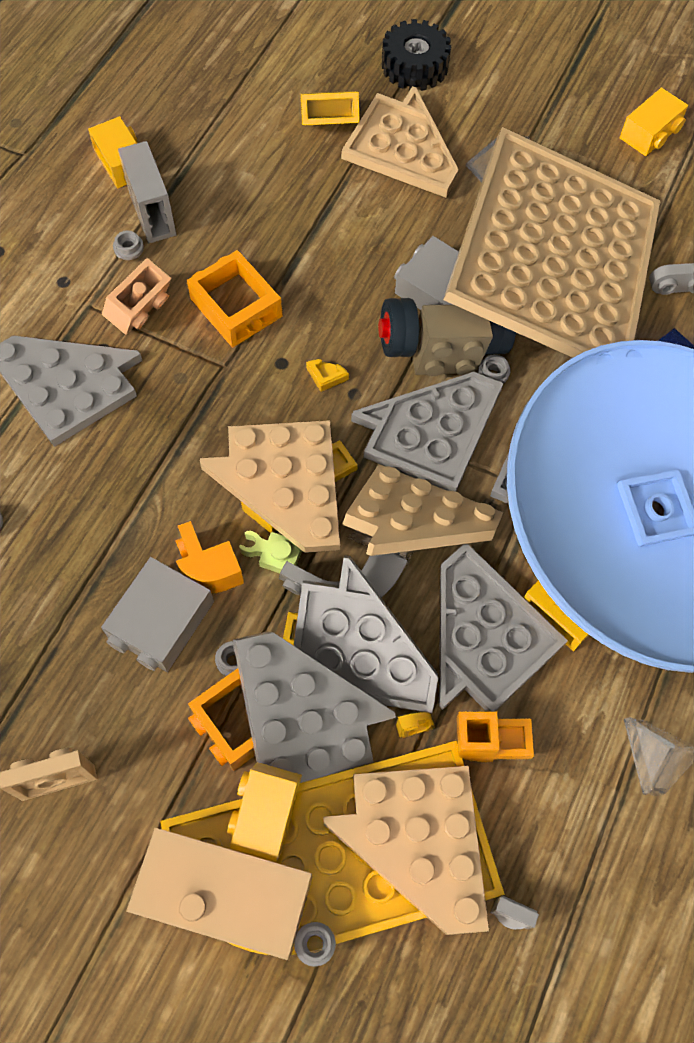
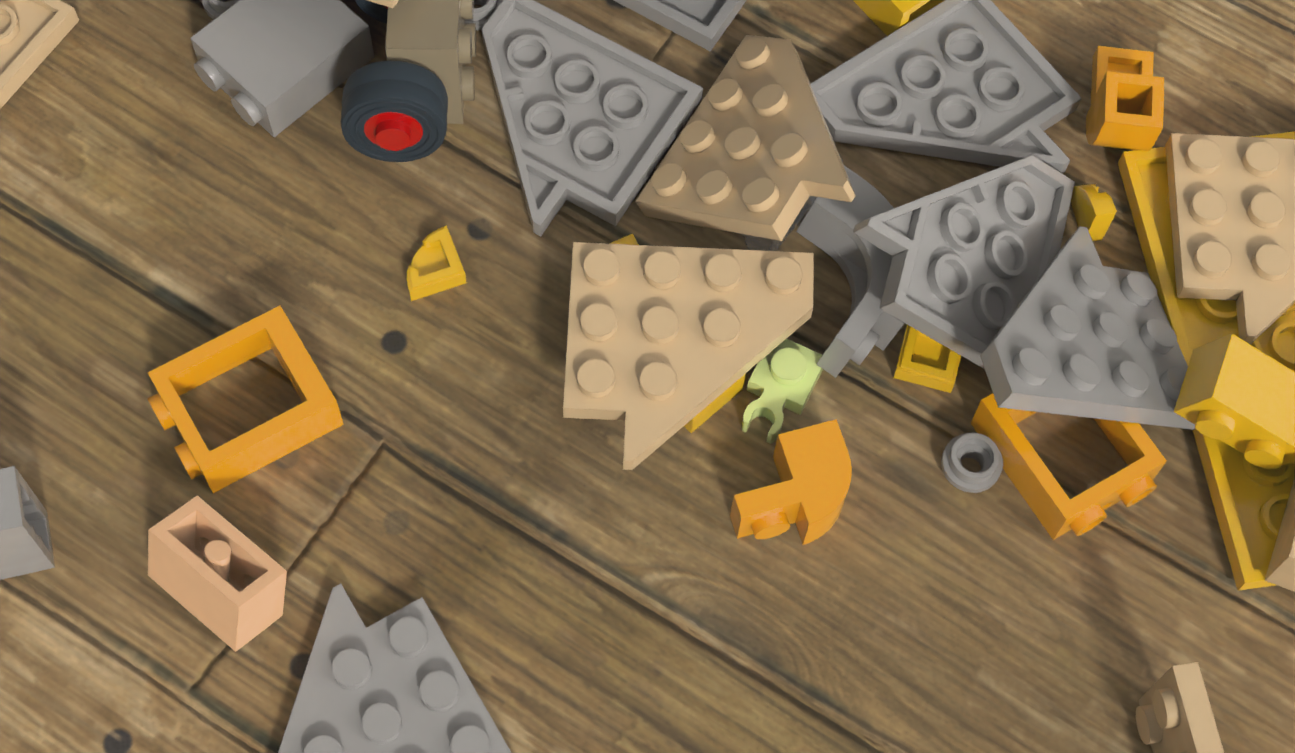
camera: 85 degrees left, 0 degrees up
(128, 245) = (53, 586): light grey plate -> none
(157, 615) = (894, 573): light grey brick -> none

